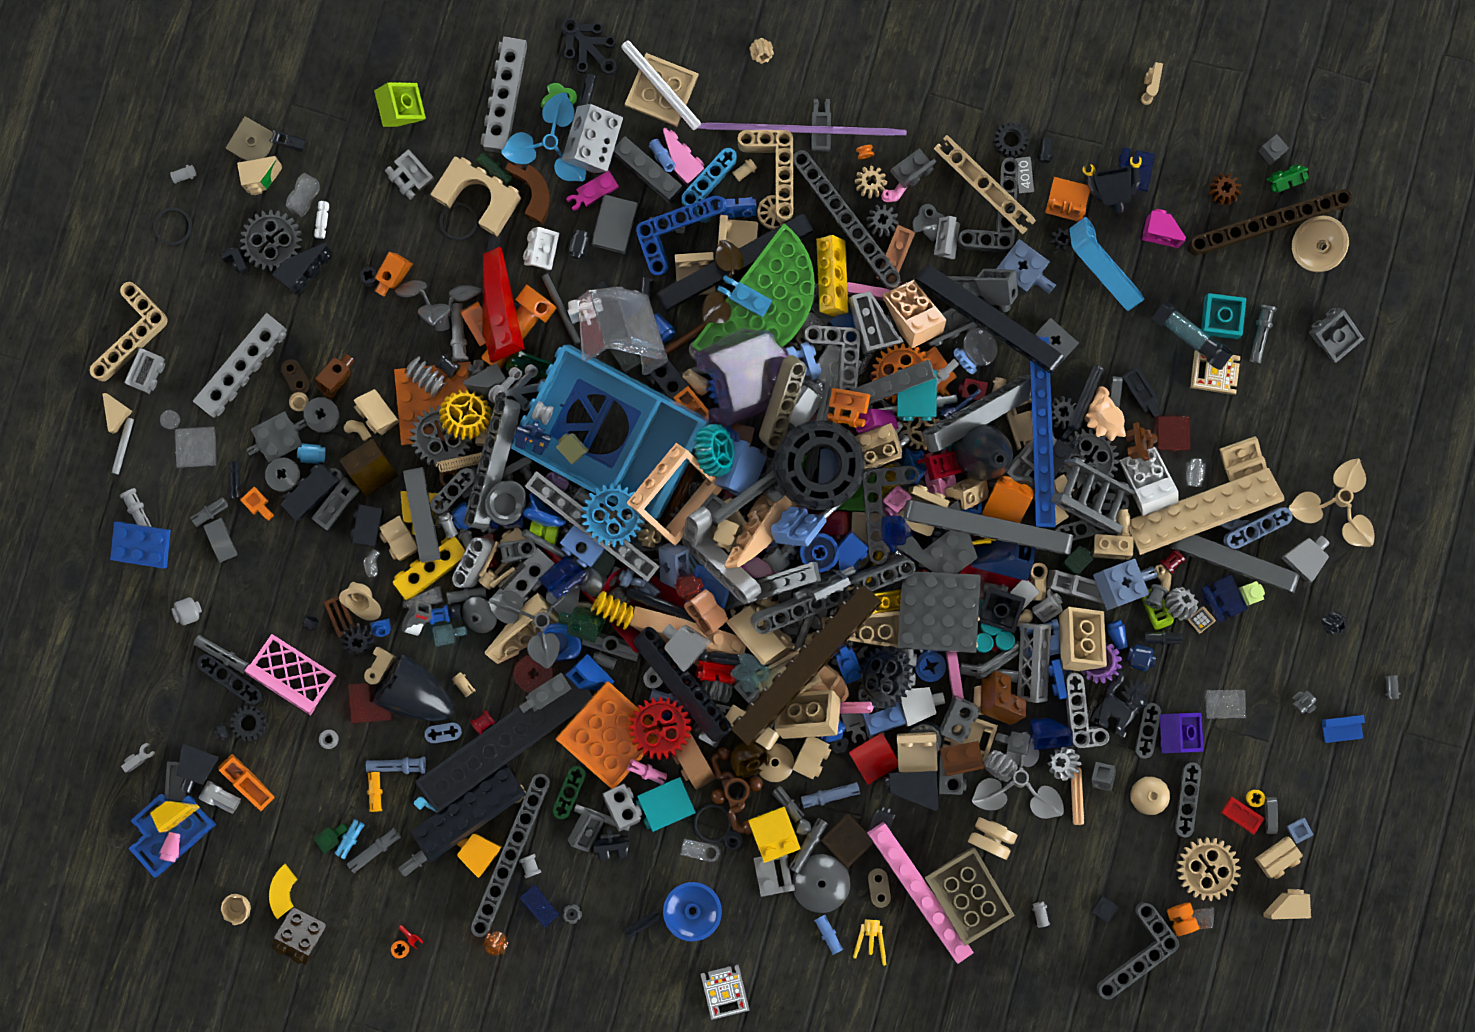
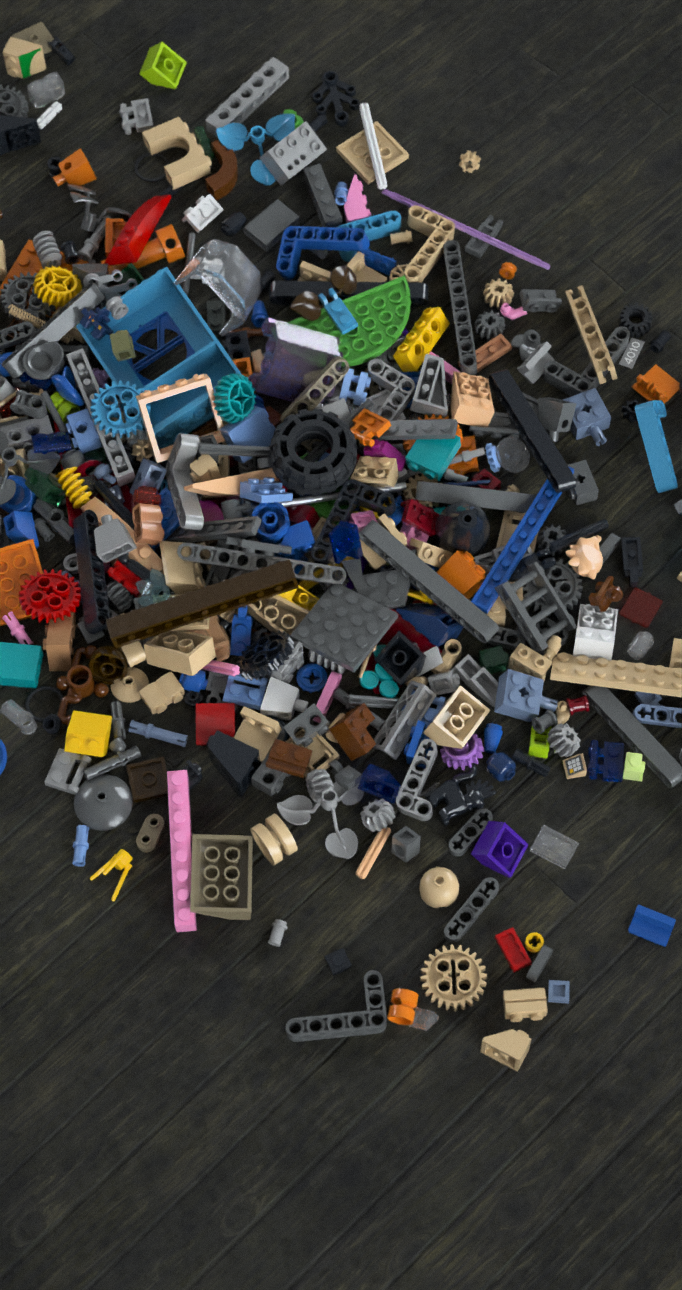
camera: 35 degrees right, 20 degrees down
(594, 190) = (268, 195): dark pink plate -> none
(1304, 702) = (627, 882): dark grey gear -> none

